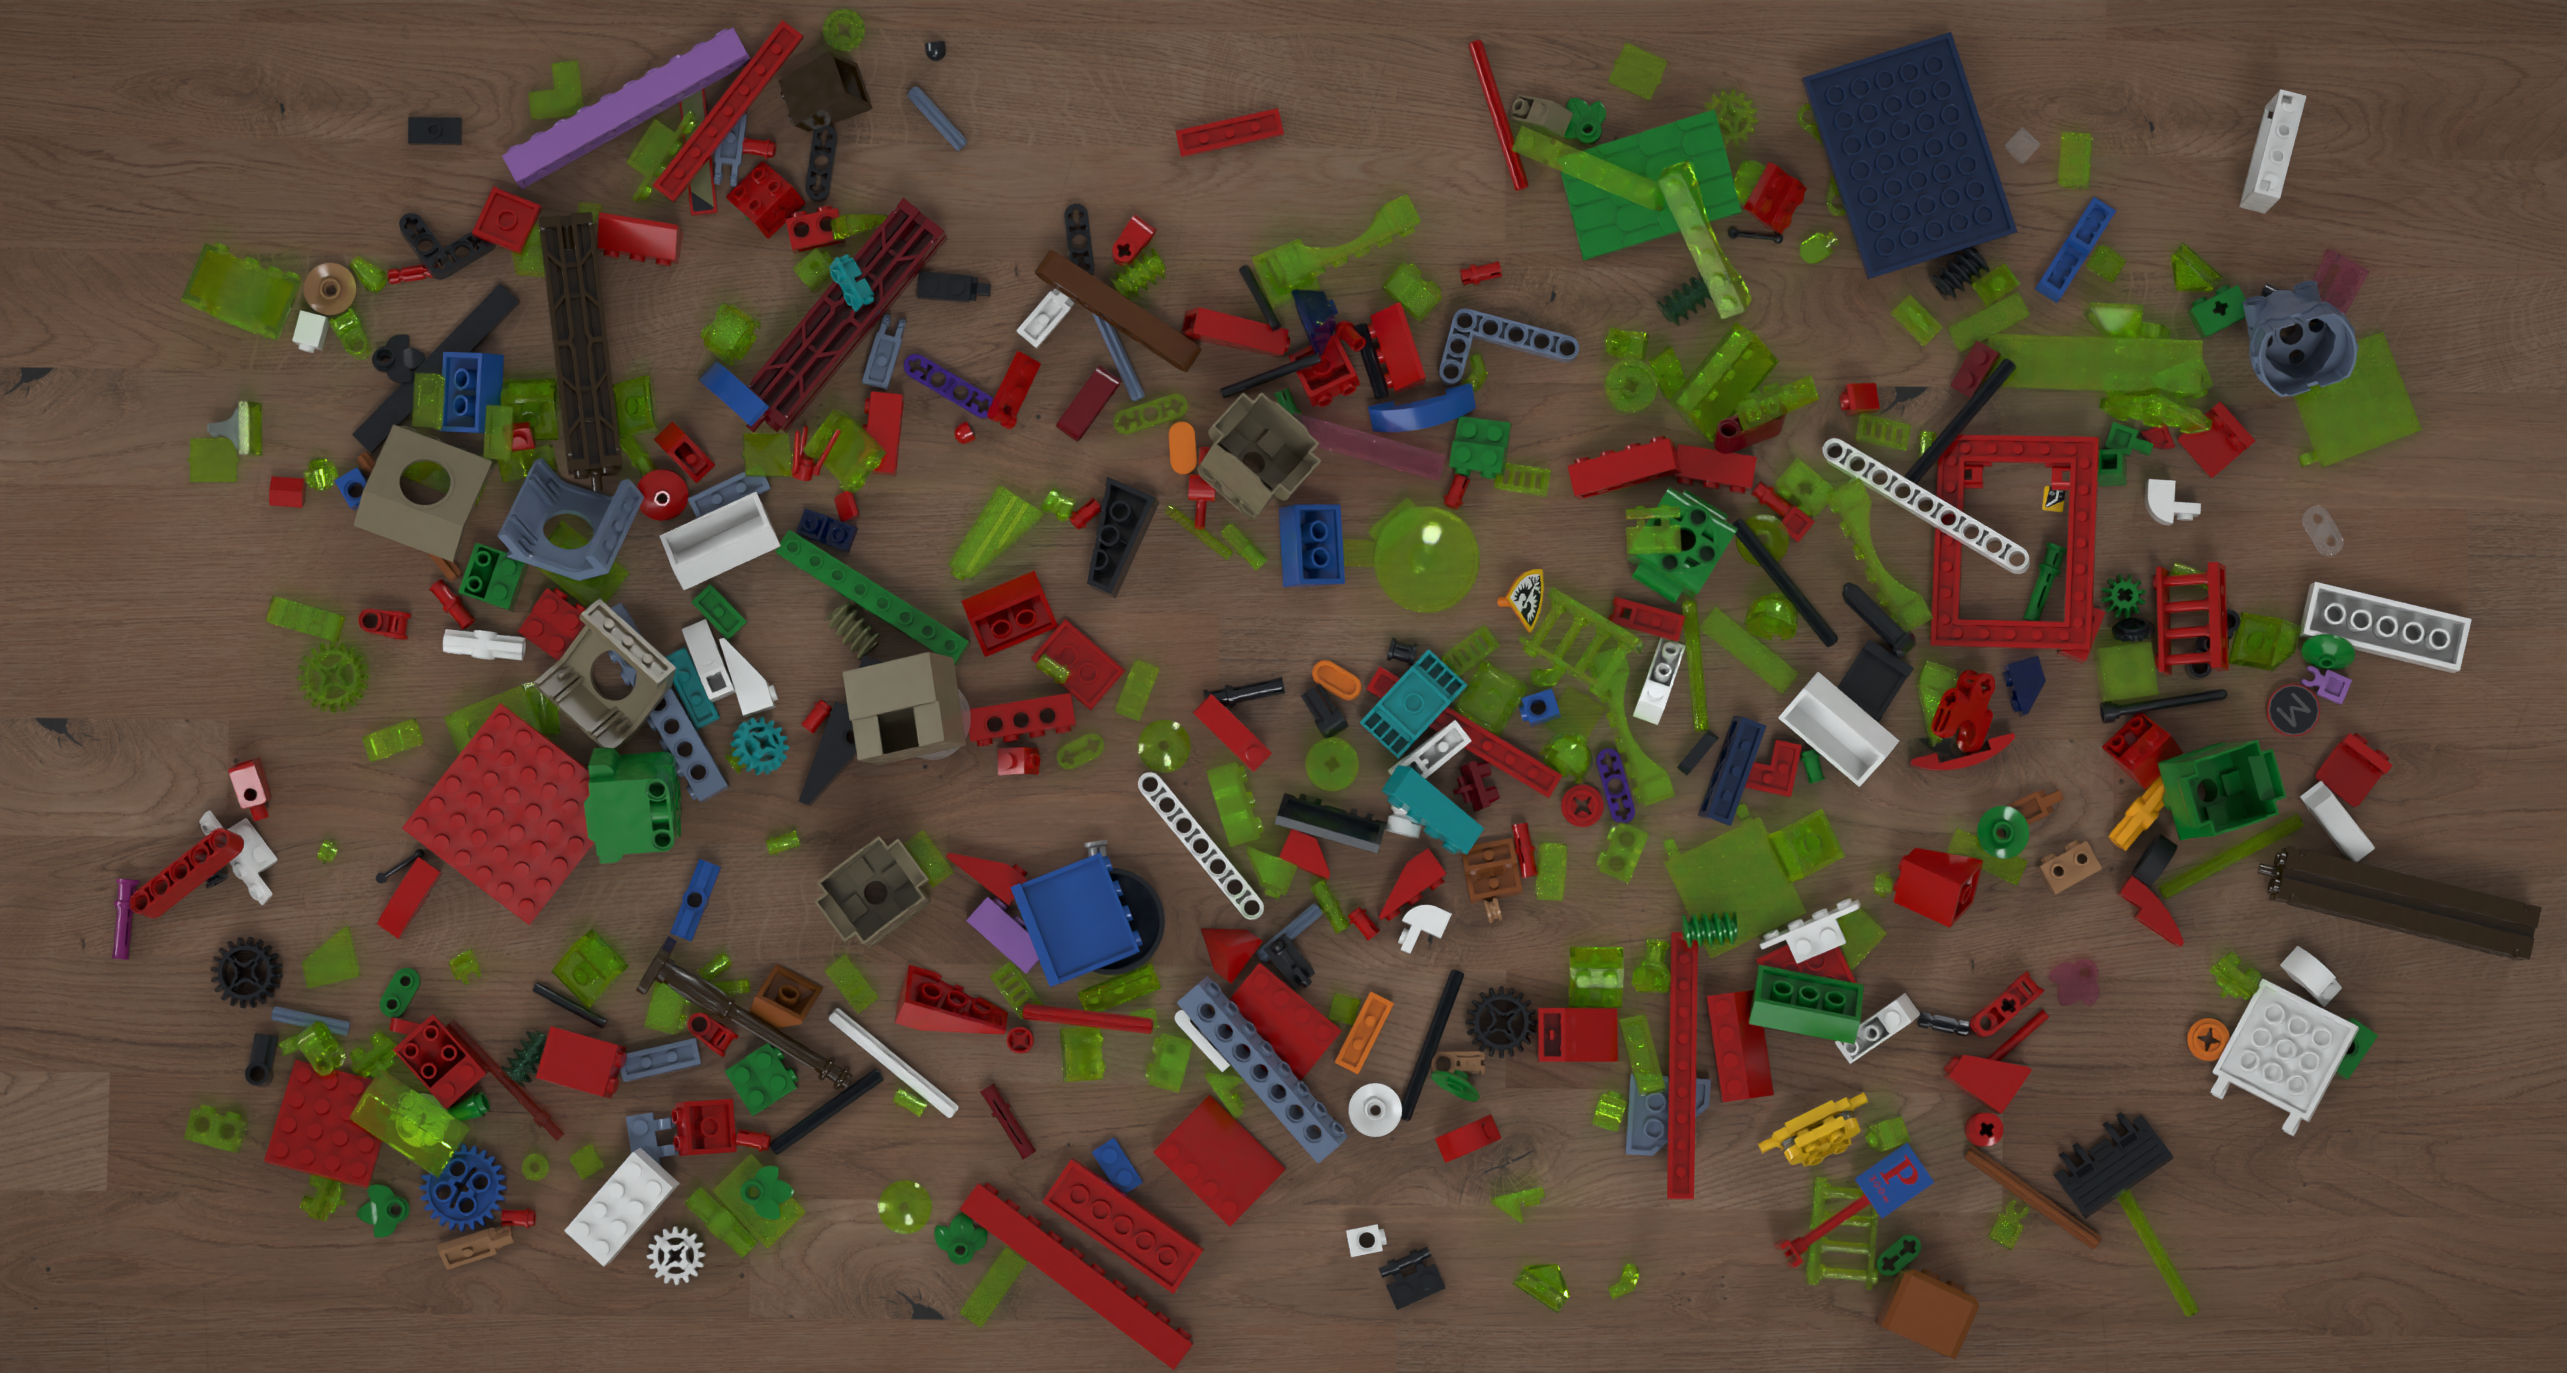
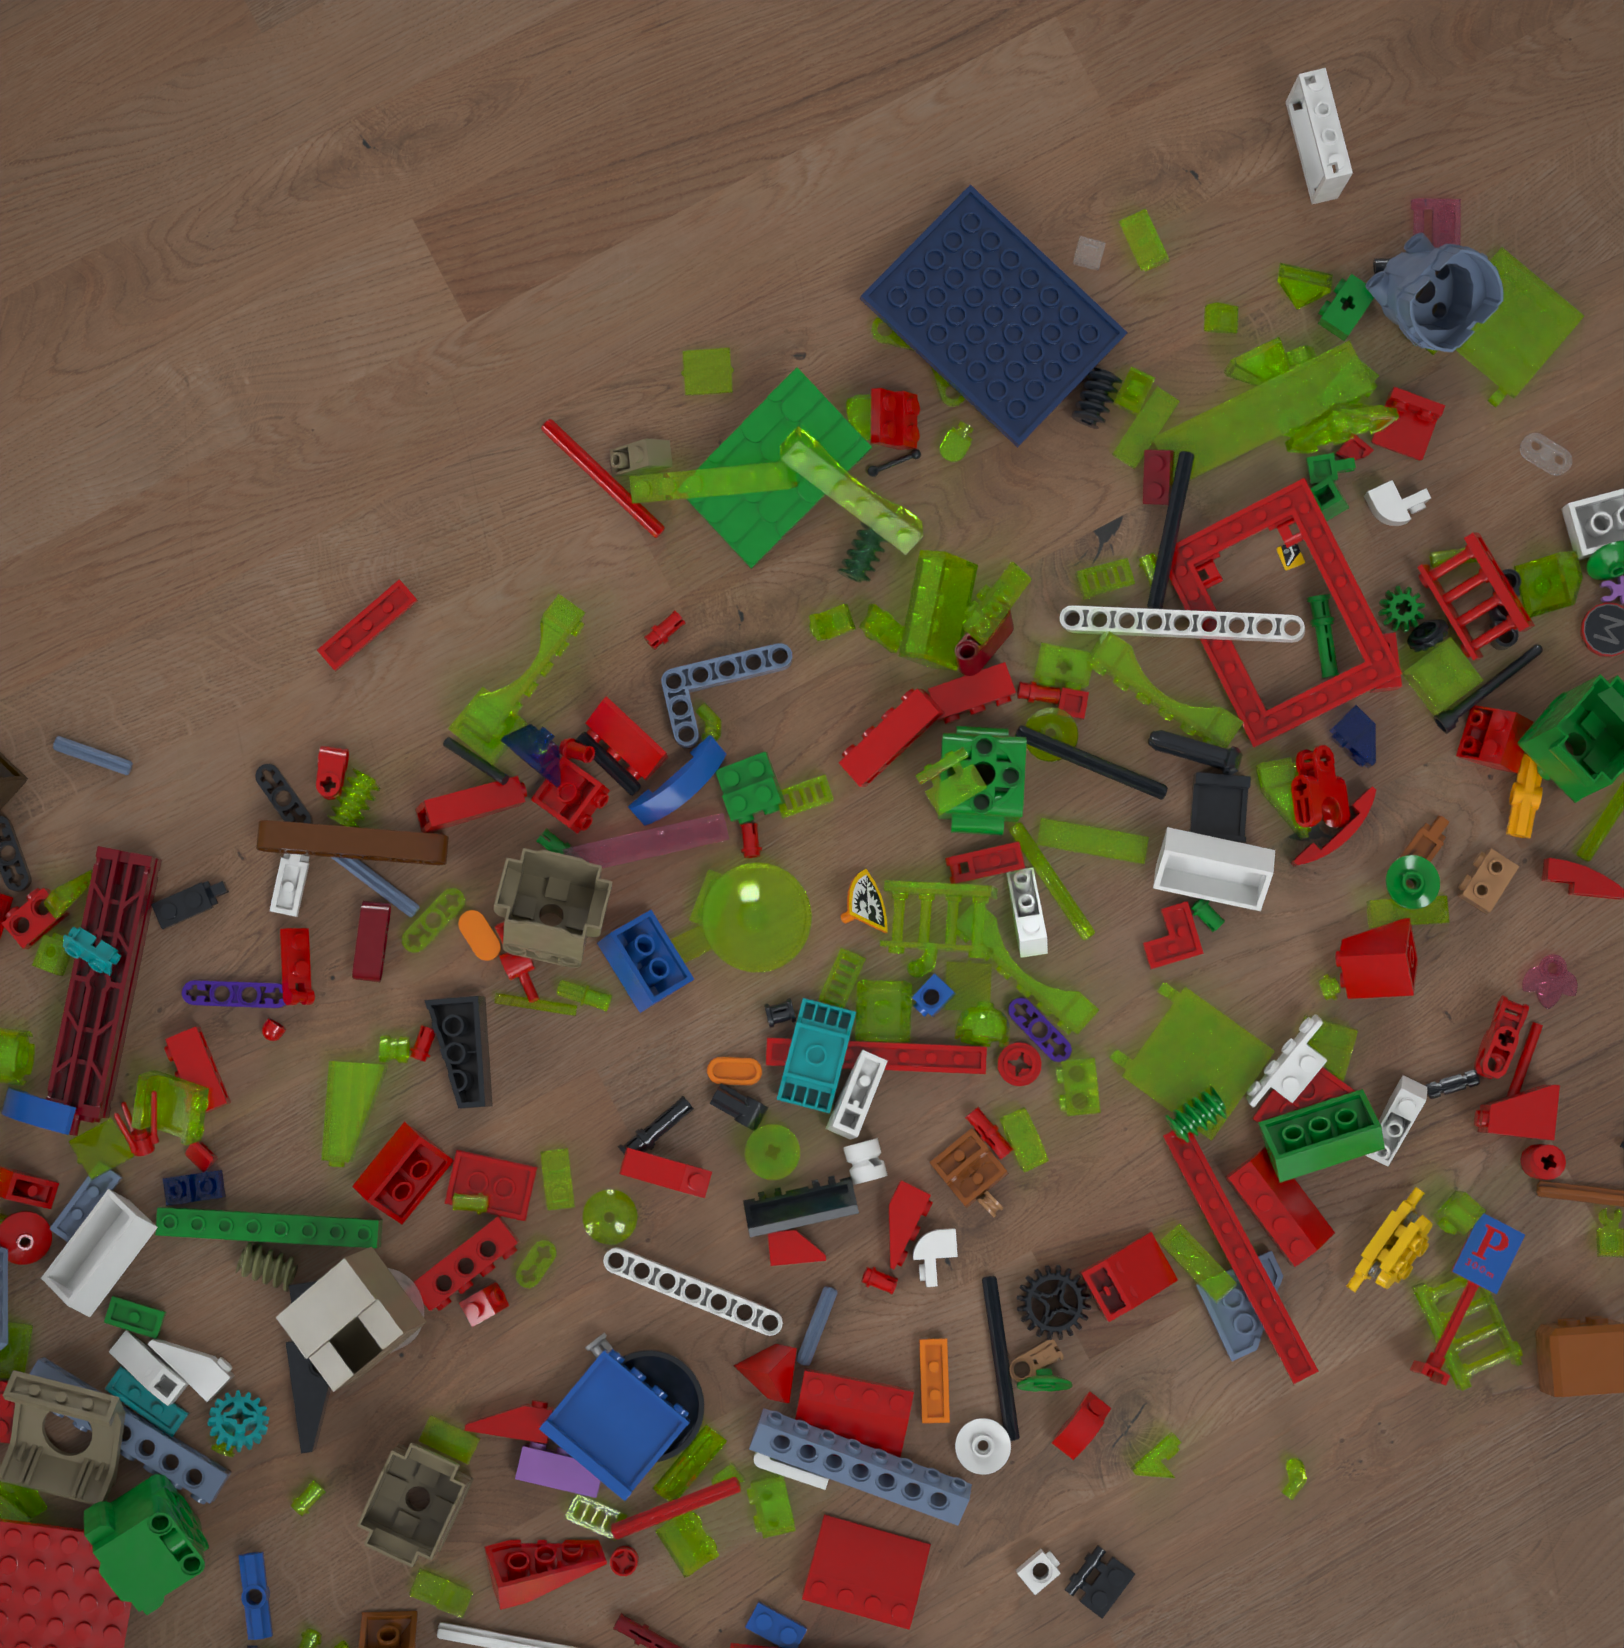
camera: 35 degrees left, 0 degrees up
(817, 716) = (276, 1363): red pin -> none
(884, 355) = (160, 998): sand blue hinge -> none
(935, 50) = (57, 694): black hinge -> none
(1222, 1085) = (831, 1500): clear neon green slope -> none
(1235, 804) = (703, 1236): clear neon green brick -> none
(1271, 375) = (524, 825): black bar -> none
(1272, 873) = (771, 1282): clear neon green slope -> none
(1290, 962) = (832, 1353): black hinge -> none
(1330, 907) = (841, 1281): clear neon green pin -> none
(1344, 1009) = (904, 1368): clear neon green slope -> none
(1412, 291) = (611, 679): clear neon green brick -> none
(1432, 810) = (886, 1144): teal brick -> none
(1472, 786) = (910, 1101): dark red hips -> none
(1544, 1284) = (1223, 1520): clear neon green slope -> none
(1584, 117) = (682, 438): green plate -> none
(1596, 977) = (1117, 1214): clear neon green slope -> none
(1609, 1111) = (1196, 1330): clear neon green brick -> none
(1623, 400) = (856, 644): clear neon green brick -> none
(1652, 973) = (1166, 1183): clear neon green connector -> none
(1697, 752) = (1097, 958): black beam -> none
(1732, 770) = (1137, 958): dark blue fence -> none
(1742, 114) = (821, 360): clear neon green gear -> none
(1771, 616) = (1096, 798): clear neon green cylinder -> none
(1805, 845) = (1241, 991): clear neon green brick -> none
(1859, 398) = (1068, 559): red slope -> none
(1902, 1260) = (1532, 1320): green beam -> none
(1916, 320) = (1081, 460): clear neon green hips -> none
(2075, 250) = (1187, 321): blue slope -> none
(2154, 860) = (1561, 832): black tyre -> none

